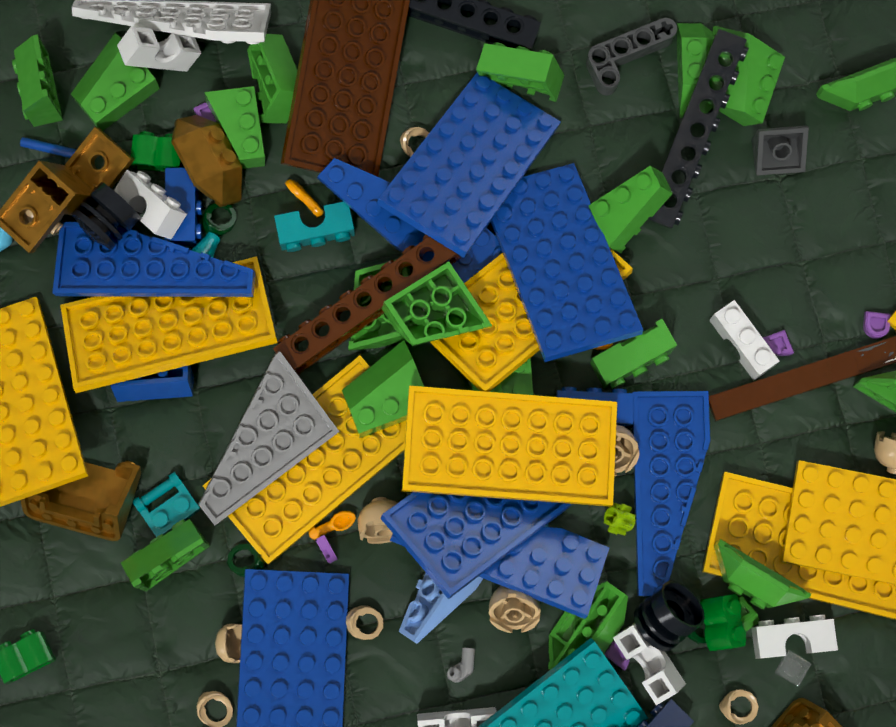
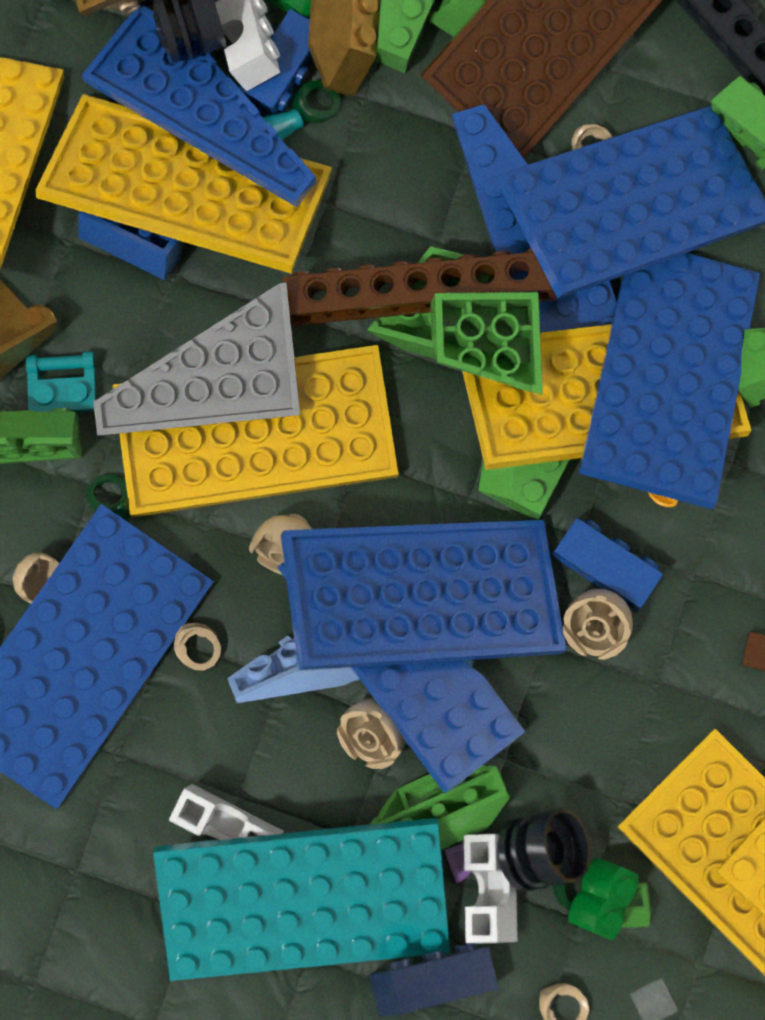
camera: 40 degrees right, 0 degrees up
(295, 234) = (440, 185): teal arch -> none
(302, 195) = (425, 129): light orange piece -> none
(326, 549) = (206, 534): medium lavender tile -> none
(339, 522) = (239, 517): light orange piece -> none
(381, 392) = (379, 405): bright green wedge -> none
(464, 668) = (276, 766): light grey arm -> none
(510, 446) = (479, 544): yellow plate -> none
(619, 519) = (558, 707): lime gear -> none
(634, 355) = (691, 532): bright green wedge -> none
(672, 446) = (669, 664): blue wing -> none
(755, 579) = (672, 873): bright green wedge -> none
(817, 634) = (706, 980): white arch -> none

